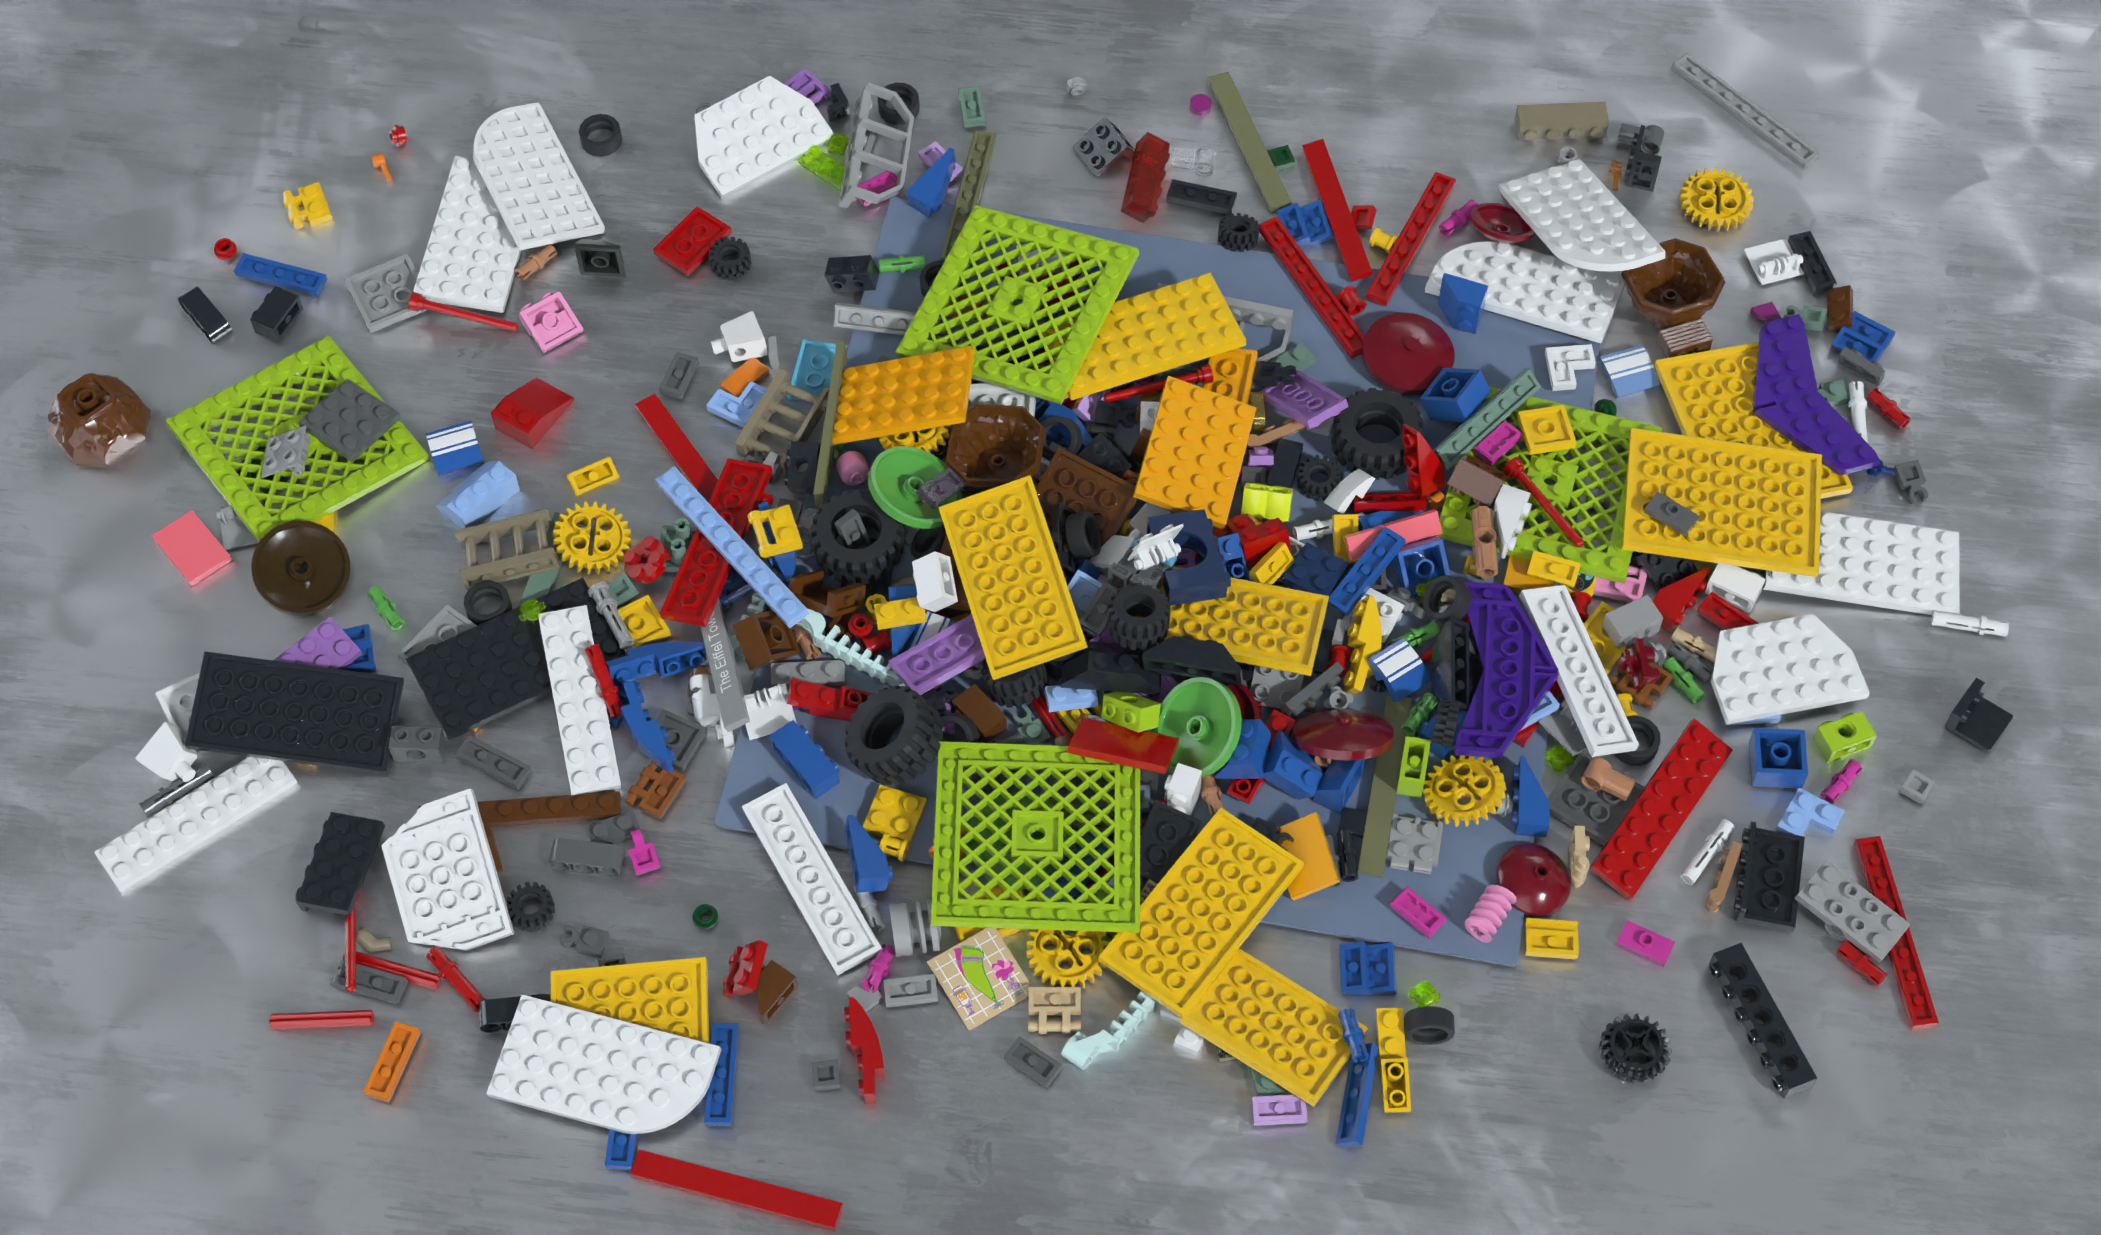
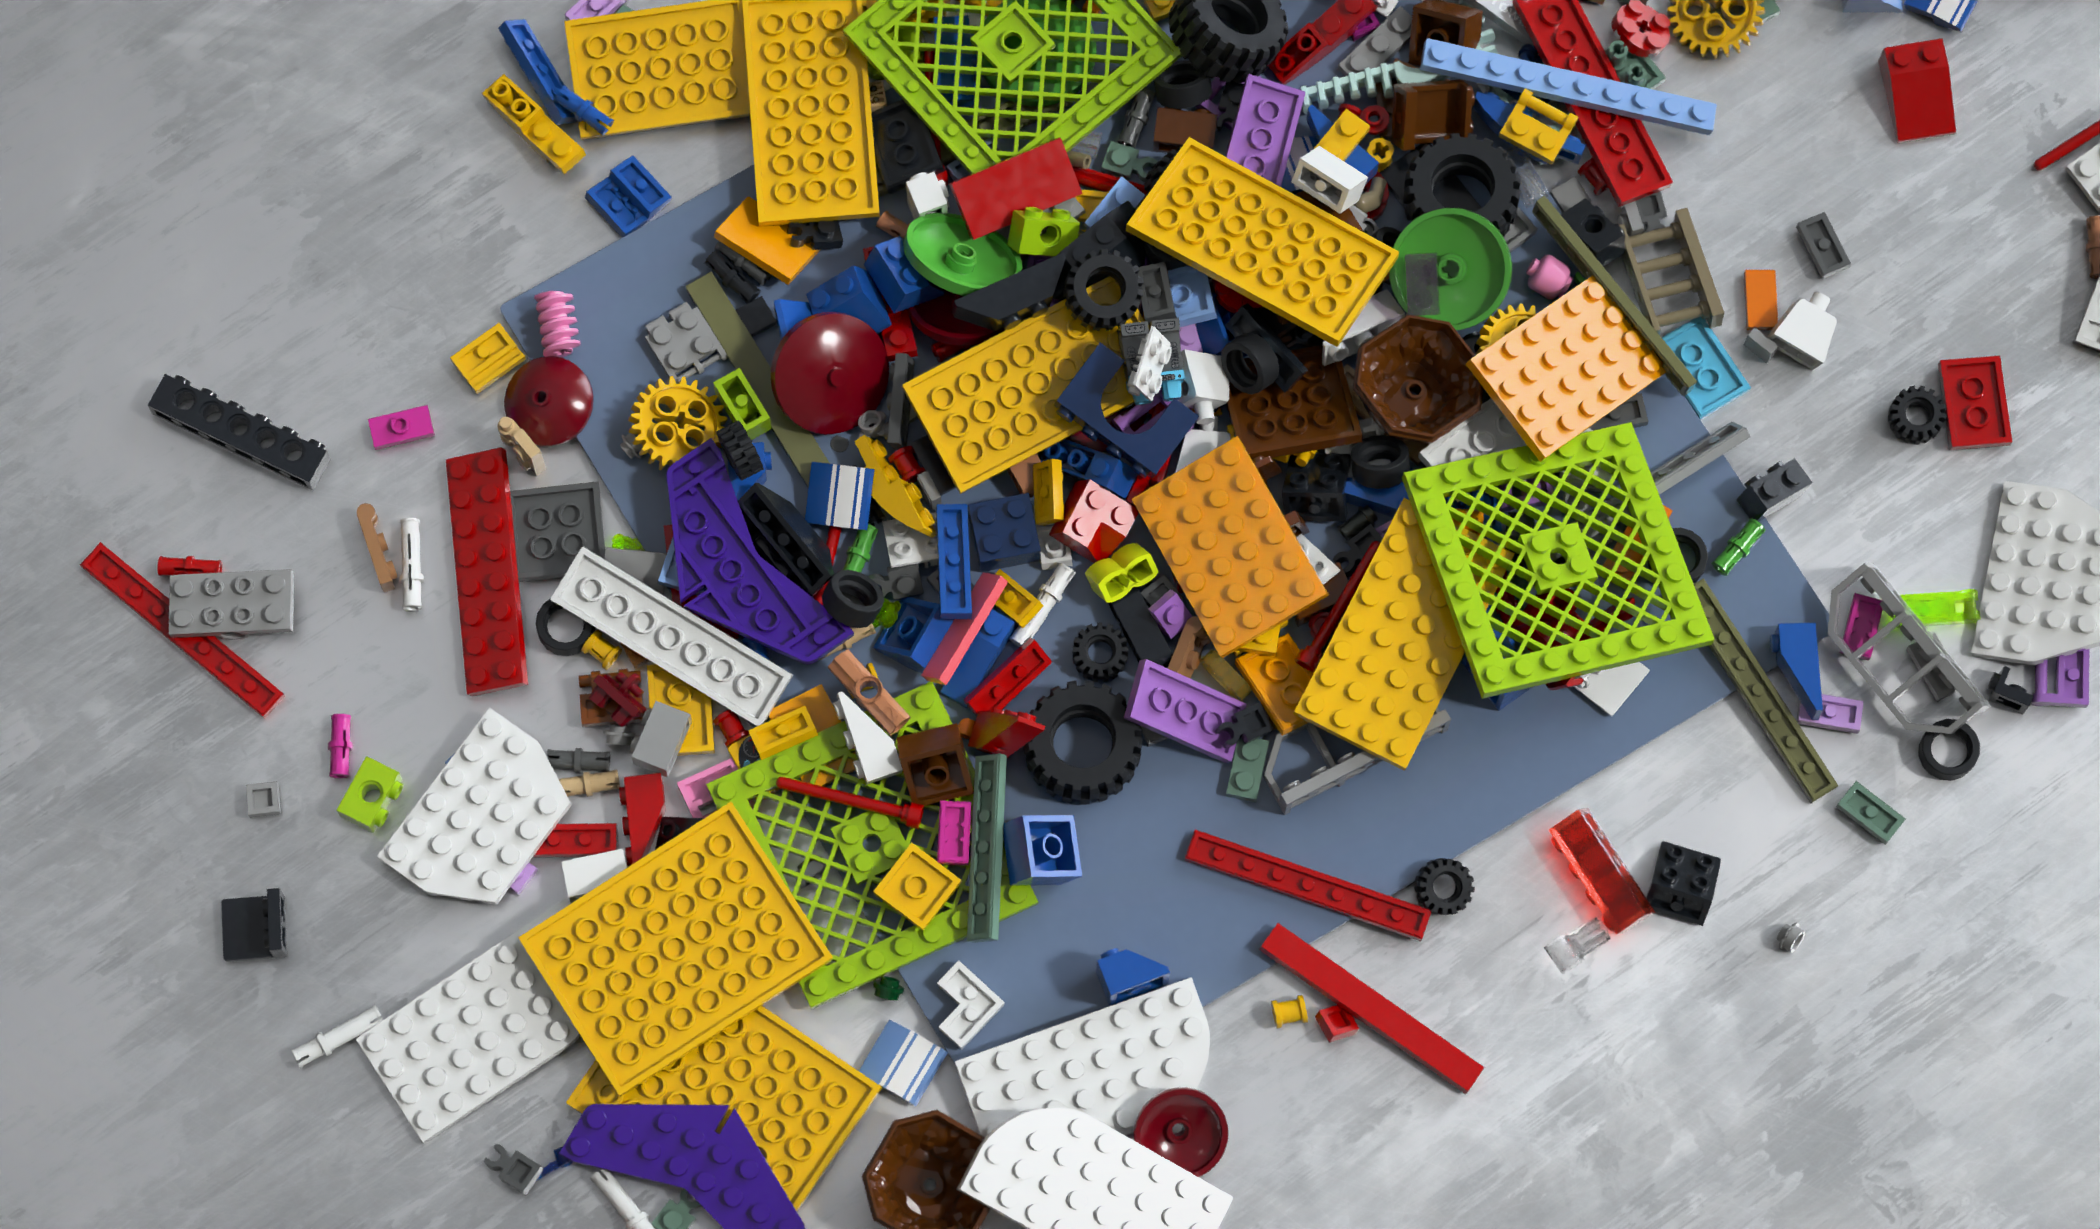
camera: 135 degrees right, 15 degrees up
(550, 321) = (2007, 192): bright pink plate -> none
(592, 476) = (1791, 78): yellow slope -> none
(599, 258) = (2041, 298): pearl dark grey slope -> none
(677, 445) = (1743, 174): red tile -> none
(736, 409) = (1727, 259): light blue plate -> none
(838, 144) = (1958, 638): clear neon green plate -> none
(852, 531) = (1466, 185): dark grey plate -> none
(1200, 104) = (1641, 1033): magenta tile -> none
(1201, 197) = (1525, 905): black plate -> none
(1249, 141) = (1546, 1027): olive tile -> none
(1282, 158) = (1492, 1035): dark green tile -> none
(1306, 223) = (1391, 965): blue slope -> none
(1351, 300) = (1250, 894): red bush -> none
(1354, 484) = (1055, 659): white slope -> none
(1406, 352) = (1139, 878): dark red dish -> none
(1410, 239) = (1264, 1040): red tile -> none
(1418, 912) = (624, 275): dark pink plate -> none
(1419, 714) = (784, 469): bright green pin -> none
(1424, 988) = (556, 205): clear neon green plate -> none
(1429, 1025) = (526, 174): black tyre -> none
(1457, 218) = (1238, 1115): dark pink pin -> none
(1532, 805) = (604, 463): blue slope -> none
(1601, 776) = (556, 546): nougat piece -> none
(1621, 1033) = (333, 336): black gear -> none
(1671, 514) = (709, 875): dark grey plate -> none
(1685, 339) = (872, 1133): brick -> none
(1694, 692) = (570, 733): bright green pin -> none
(1769, 878) = (335, 583): black bracket -> none
(1778, 758) = (414, 710): blue brick -> none
(1807, 809) = (354, 689): light blue plate -> none

